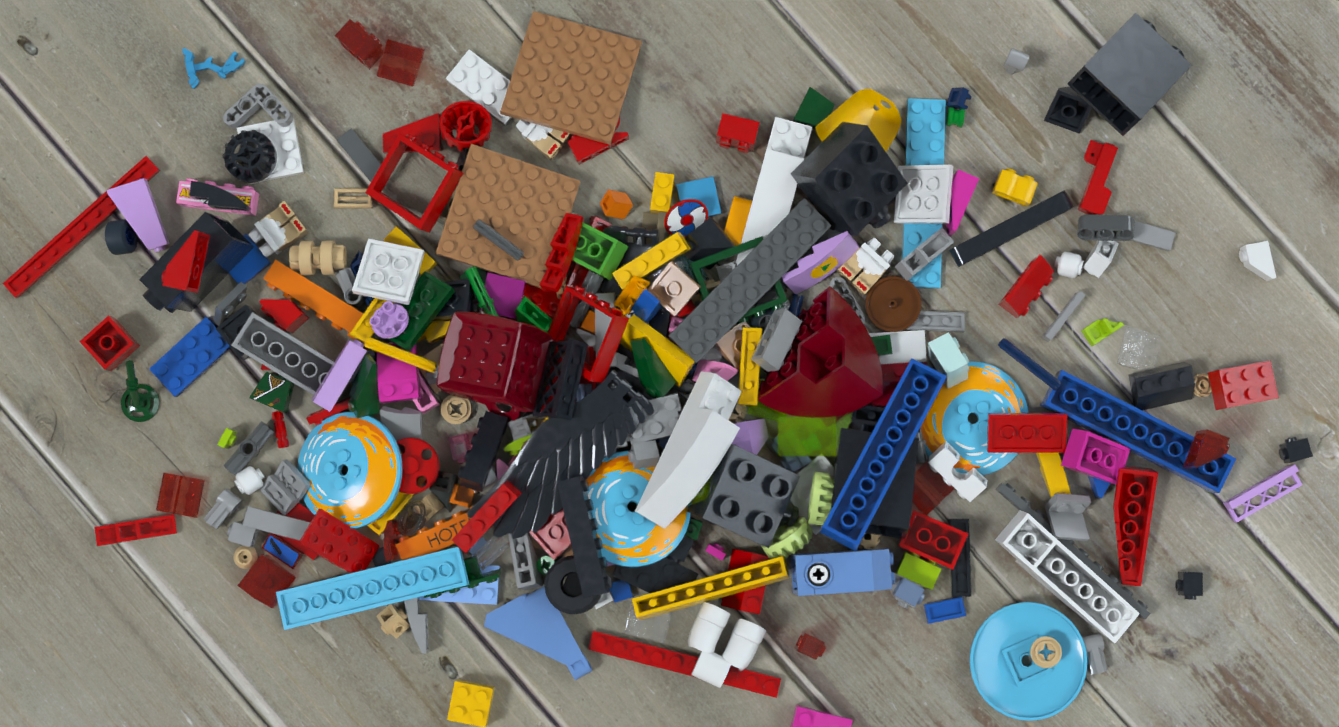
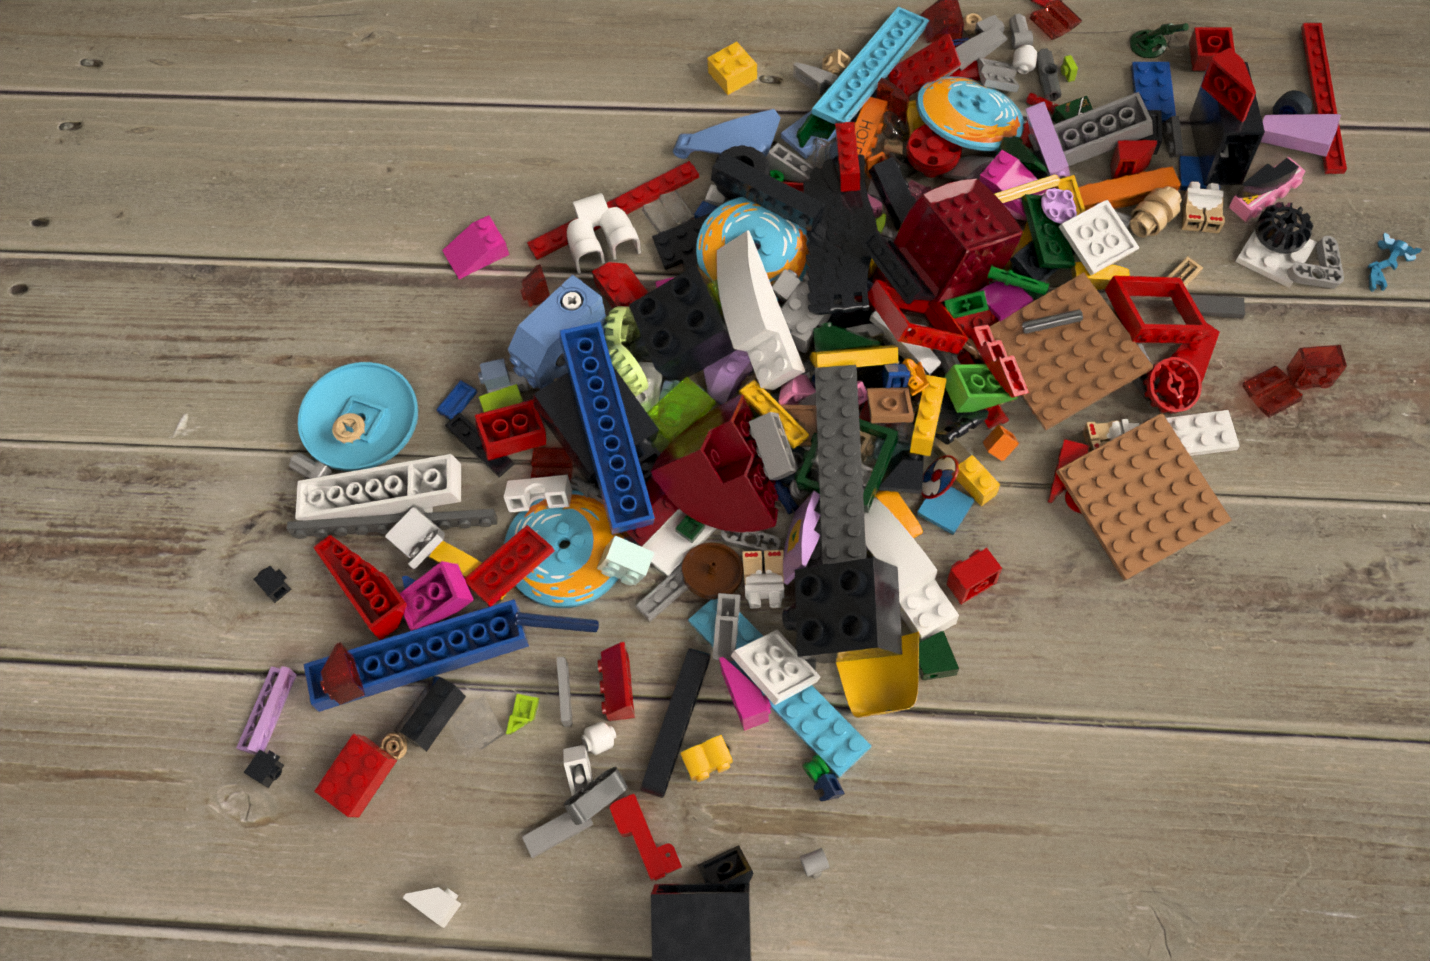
camera: 140 degrees right, 20 degrees down
(711, 588) = (643, 248): yellow brick -> none

